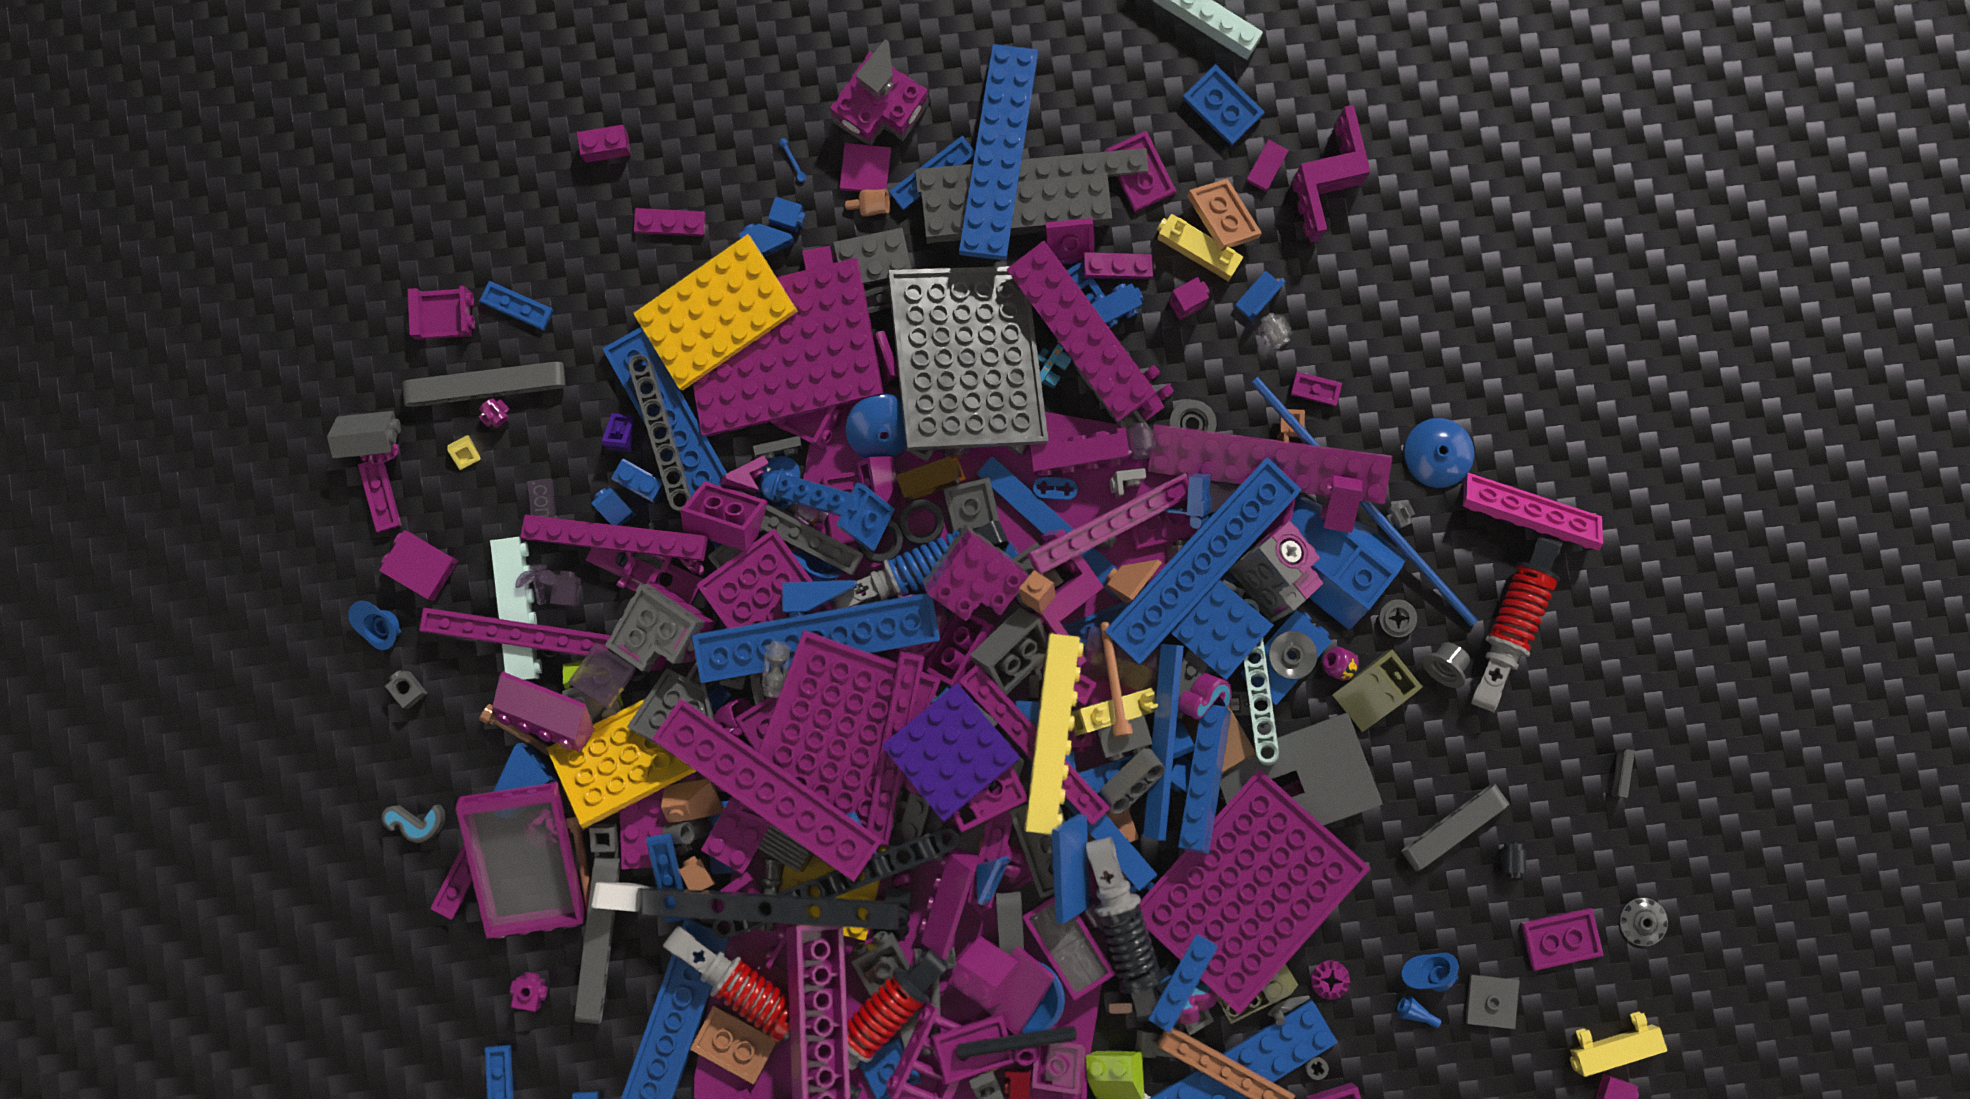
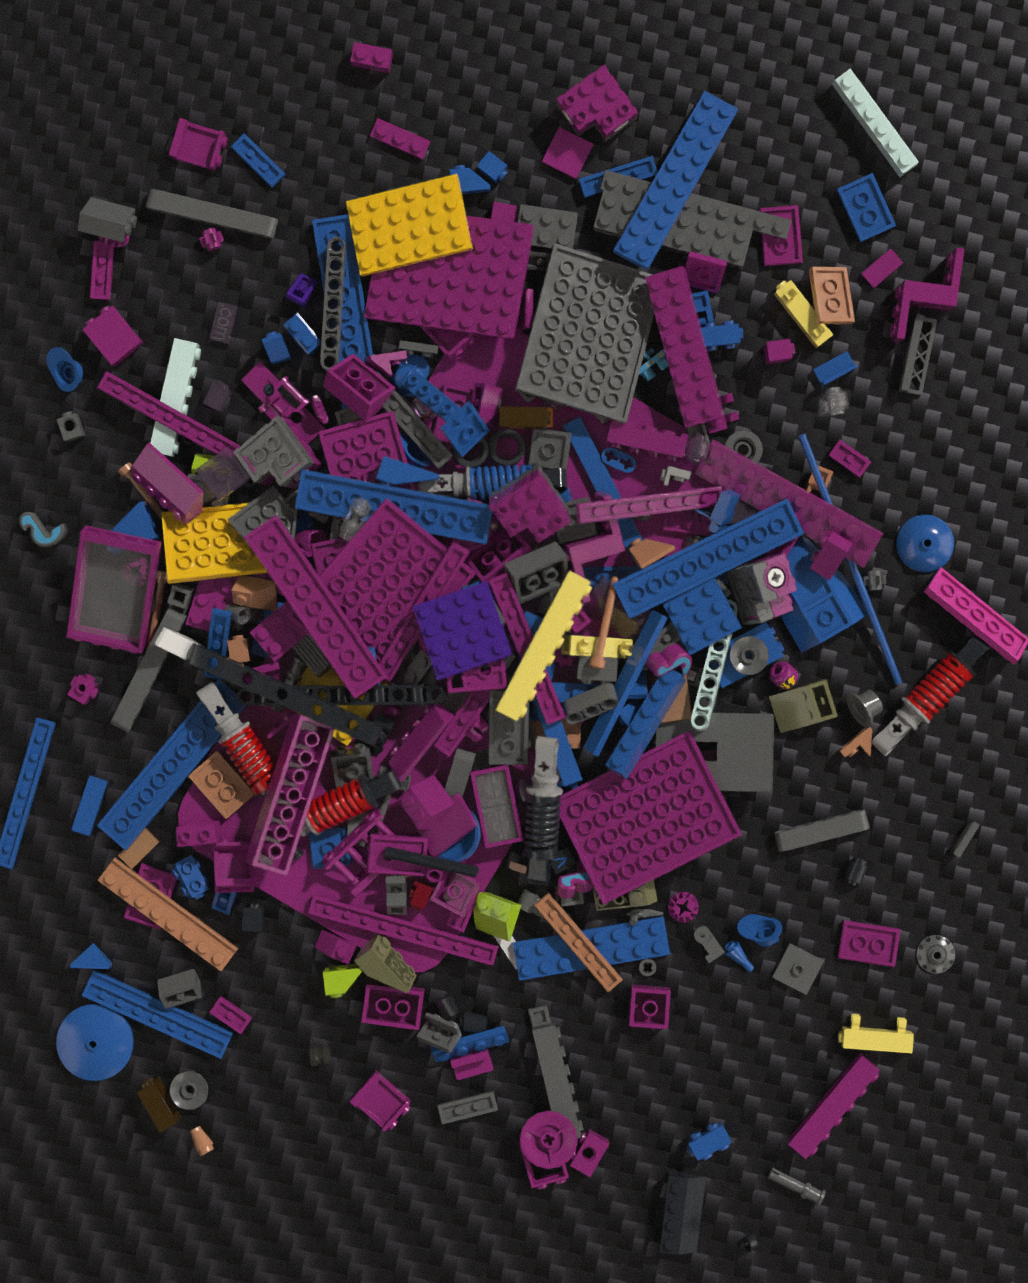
camera: 25 degrees right, 5 degrees up
(454, 887) = (56, 589): magenta plate -> none
(463, 452) = (177, 260): light yellow slope -> none
(539, 576) = (201, 381): clear purple plant -> none
(614, 537) = (269, 371): magenta plate -> none
(800, 175) = (515, 140): blue hinge -> none
(869, 420) = (497, 355): blue dish -> none
(871, 202) = (561, 182): nougat piece -> none
(877, 73) = (603, 86): dark grey slope -> none
(988, 878) = (456, 734): blue slope -> none
(1037, 592) = (572, 535): nougat brick -> none
(1070, 868) = (519, 750): blue tile -> none
(1117, 266) = (733, 304): magenta plate -> none
(1183, 983) = (571, 866): blue plate -> none
(1339, 246) = (911, 353): none -> dark grey fence
(1370, 1006) = (704, 936): none -> dark grey leg
(1406, 610) = (845, 666): dark grey gear -> none
(1459, 703) = (862, 739): none -> nougat slope

